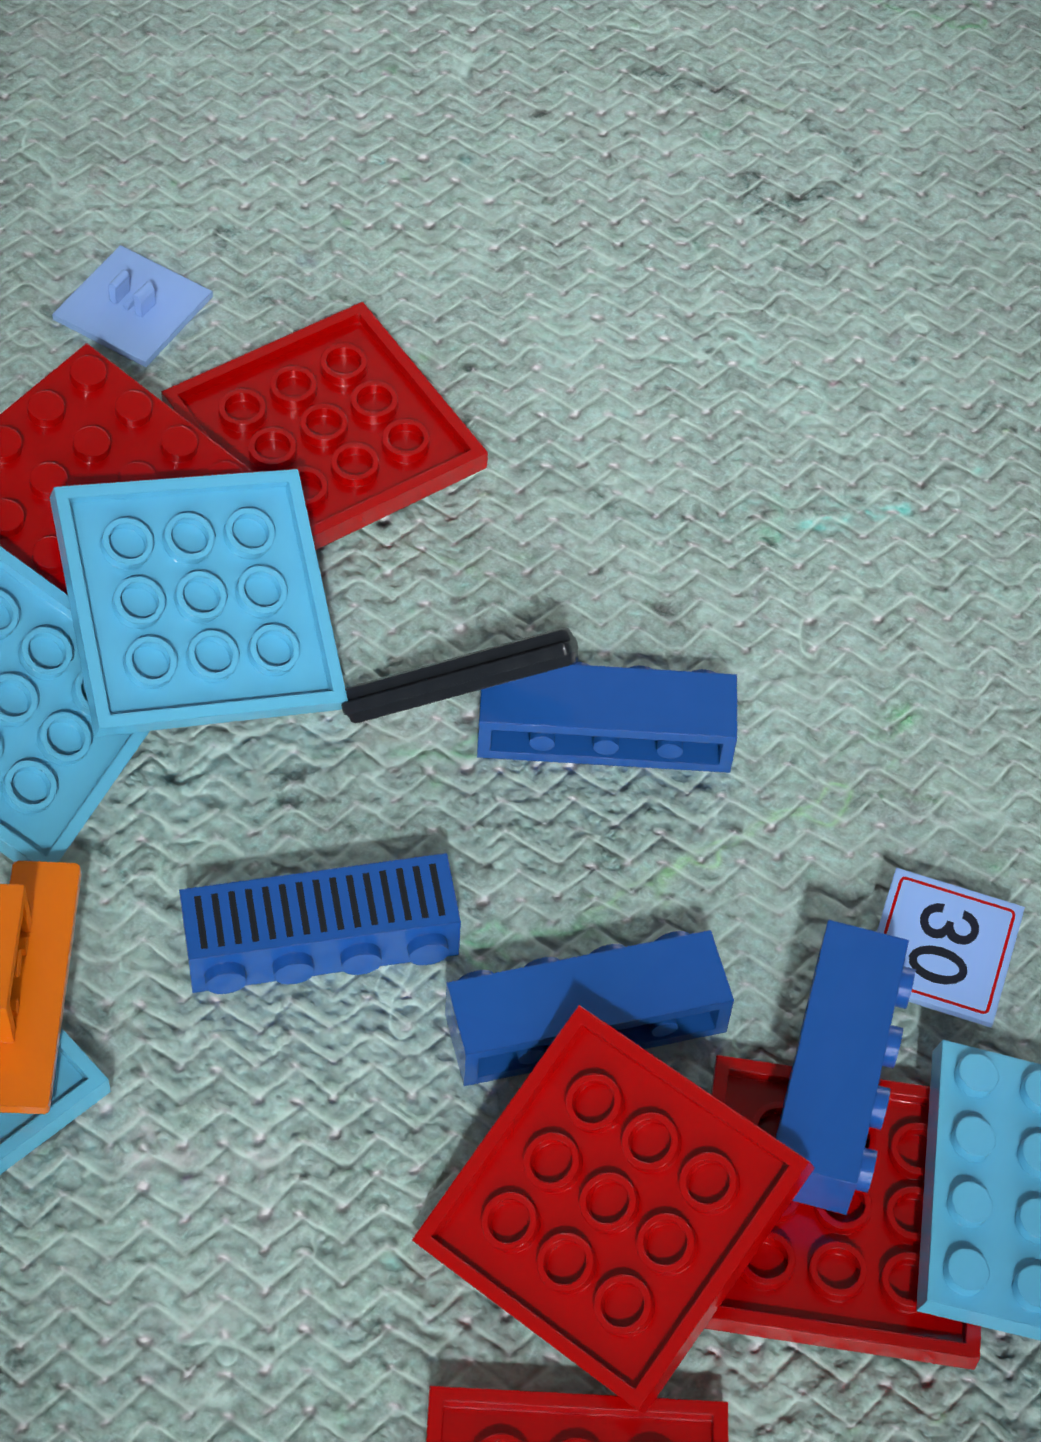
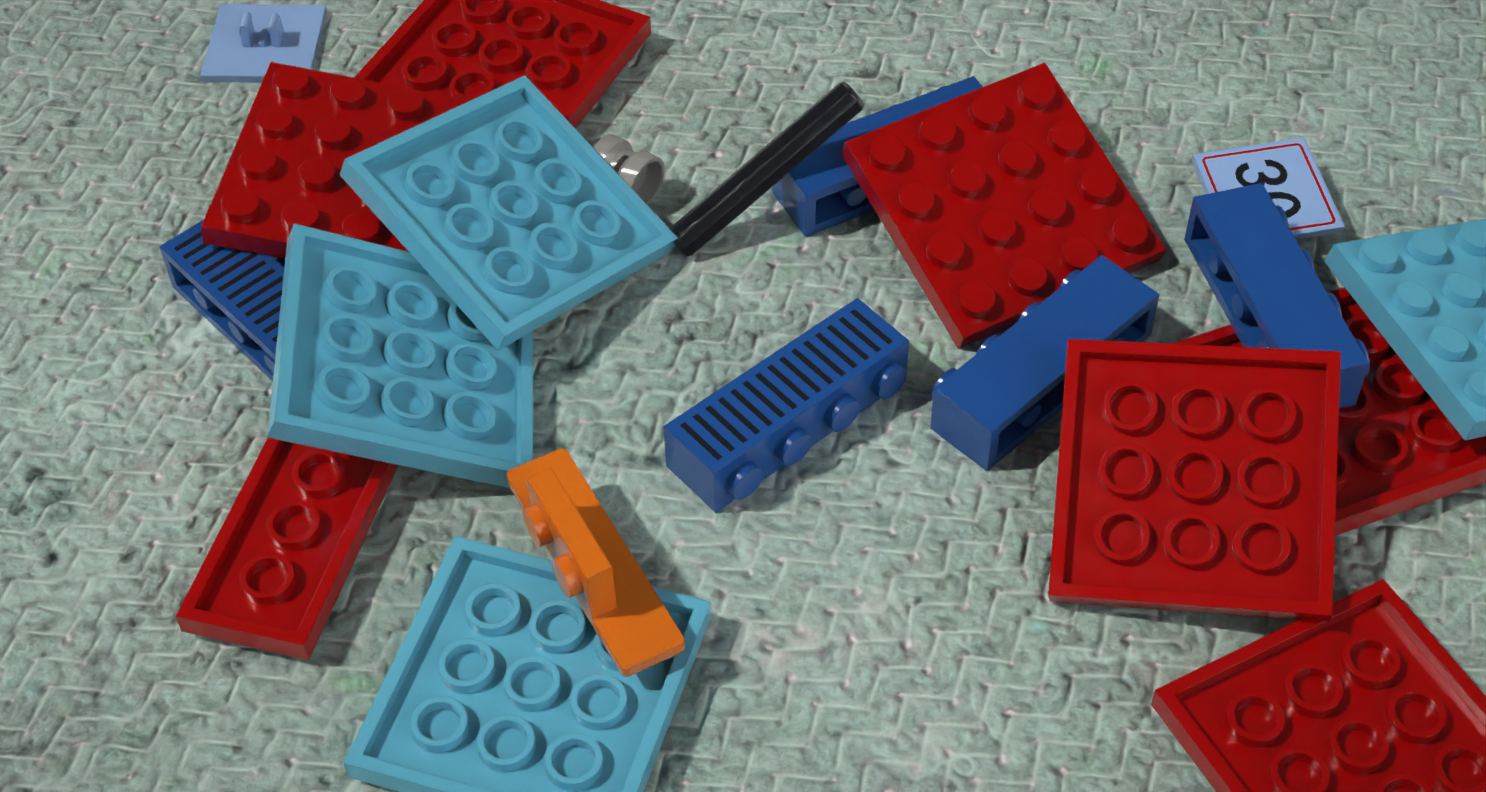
camera: 25 degrees left, 5 degrees down
(352, 613) = (638, 169): none -> light grey wheel
(668, 821) = (999, 200): none -> red plate

